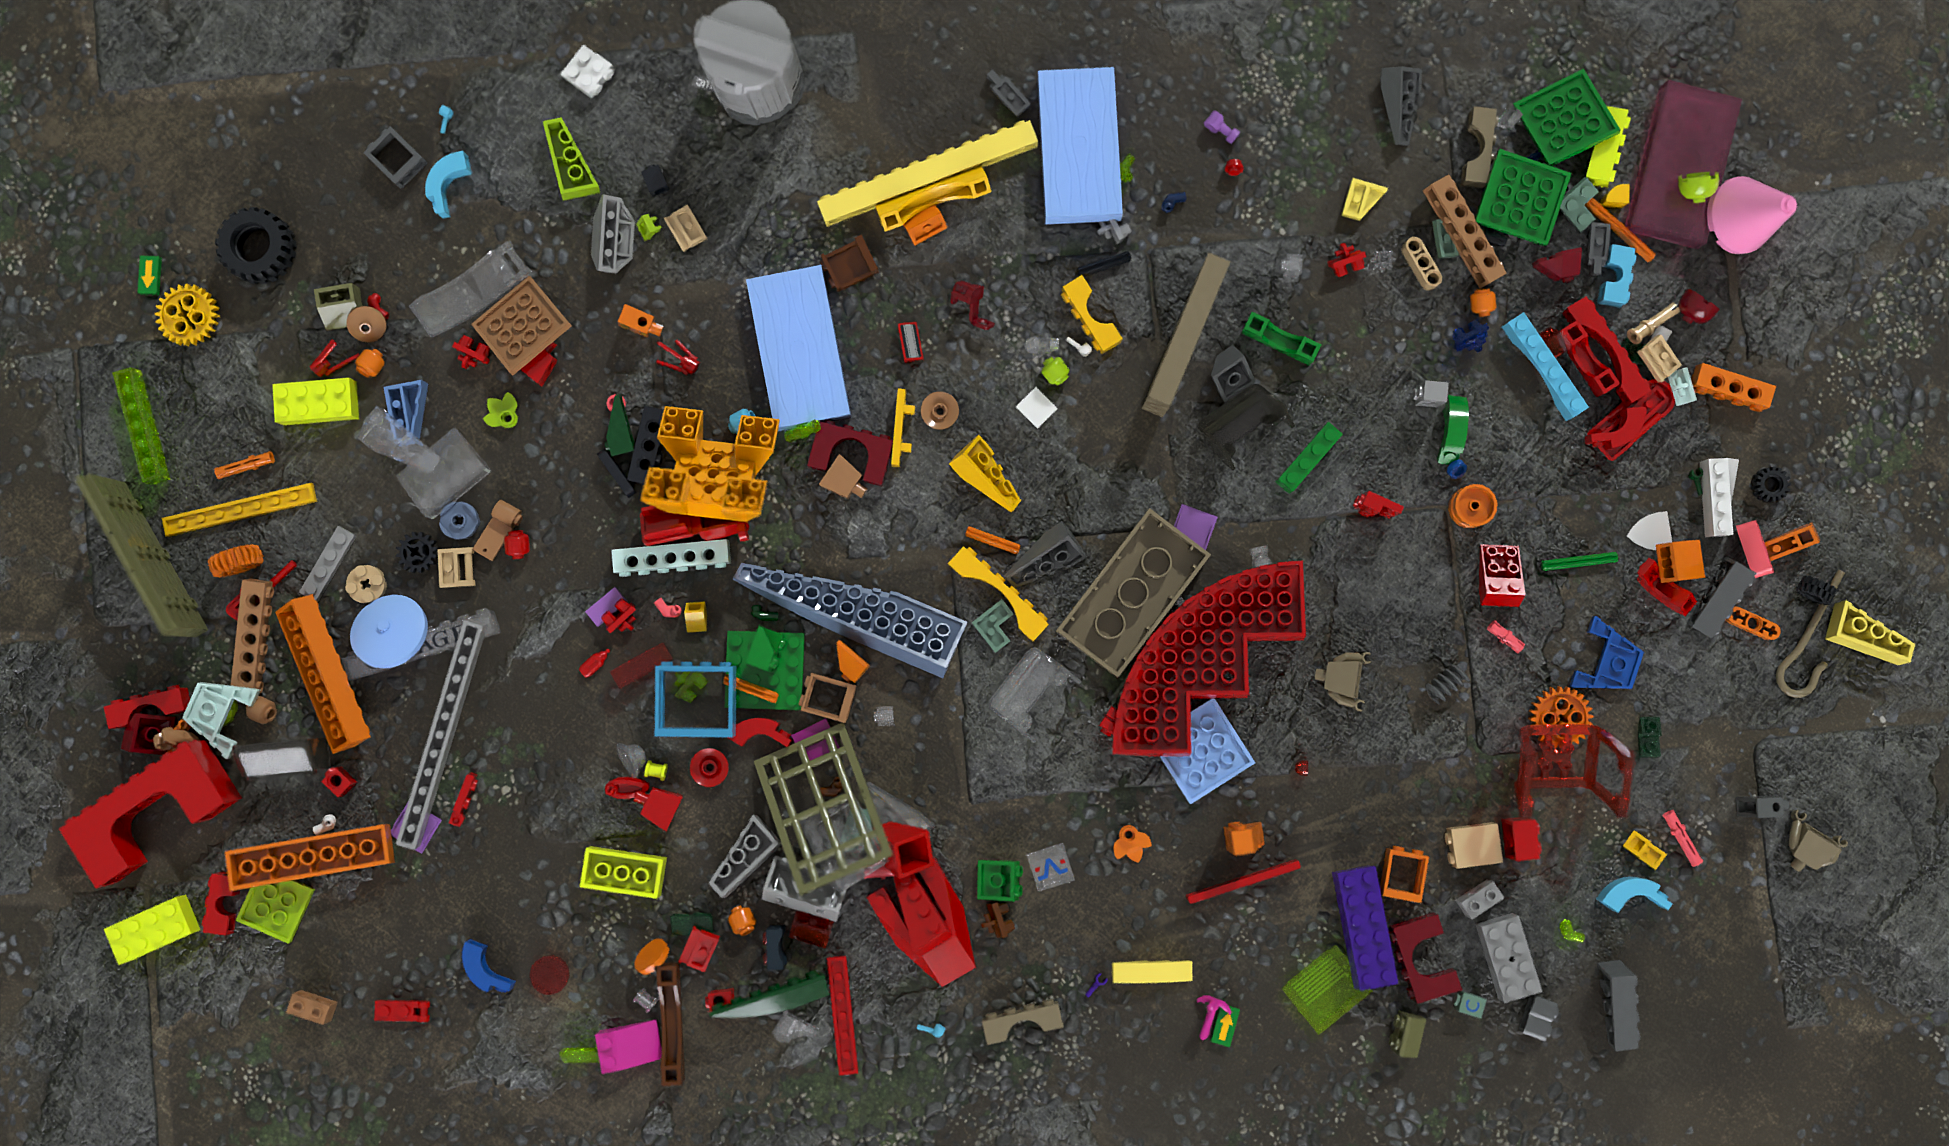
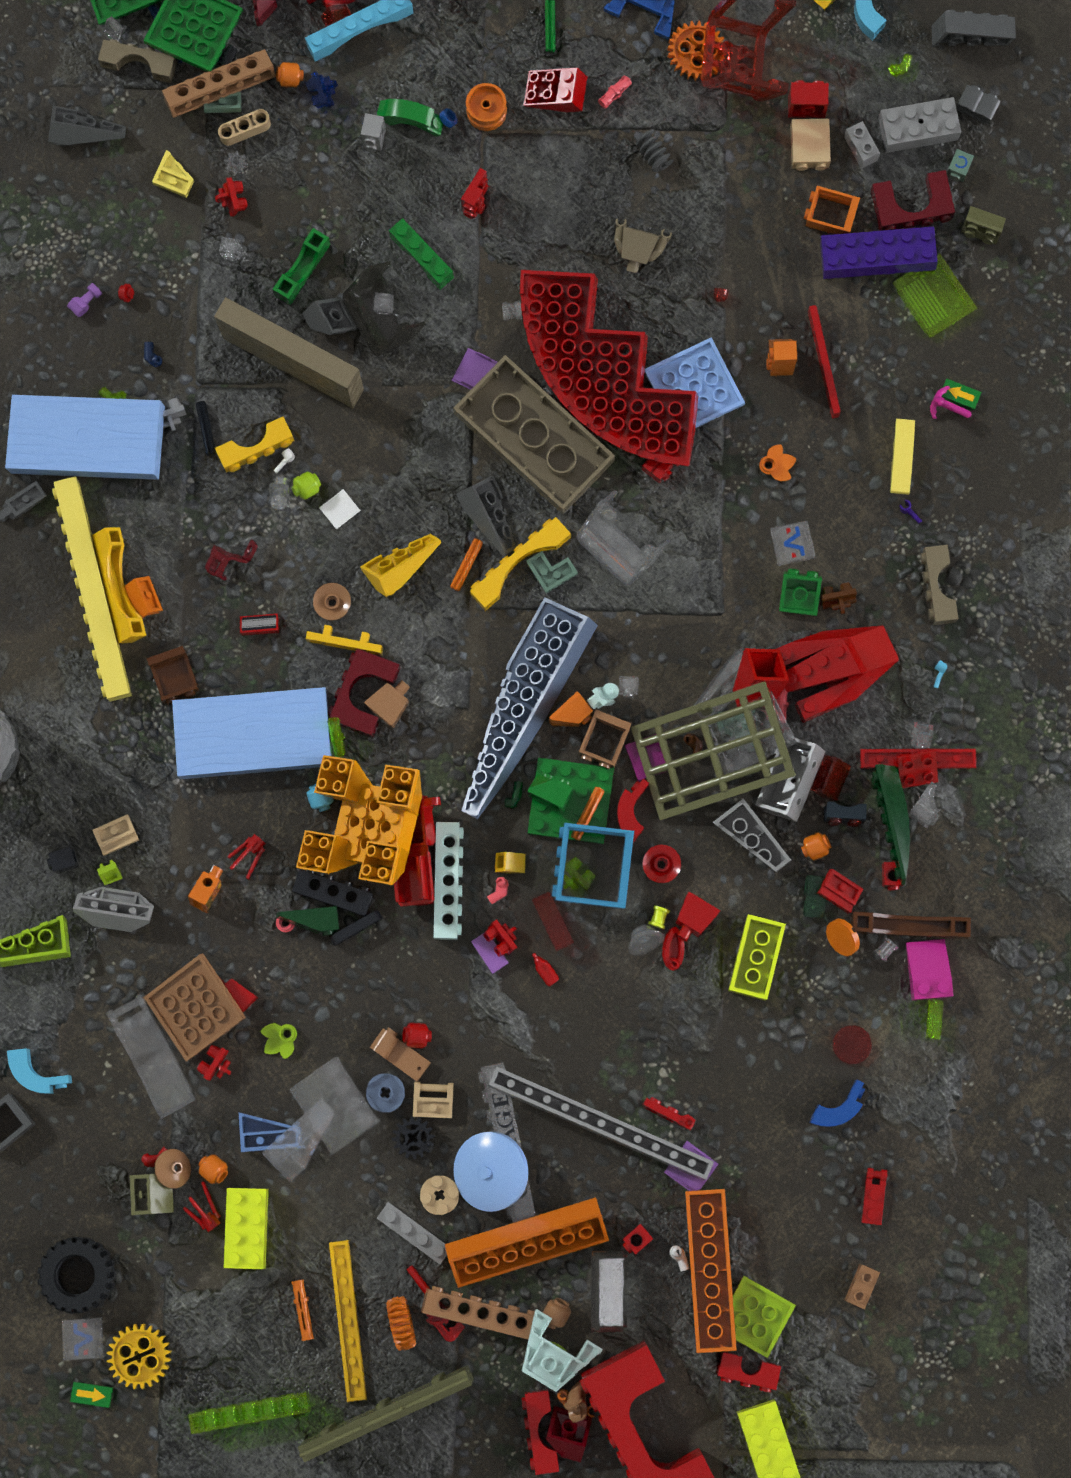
camera: 80 degrees left, 5 degrees down
(200, 260) = (82, 1339): none -> clear tile
(830, 1016) = (917, 768): none -> red hinge
(865, 1017) = (922, 735): none -> clear plate
(870, 692) = (604, 696): none -> light aqua hips
(1252, 425) = (383, 303): none -> clear tile

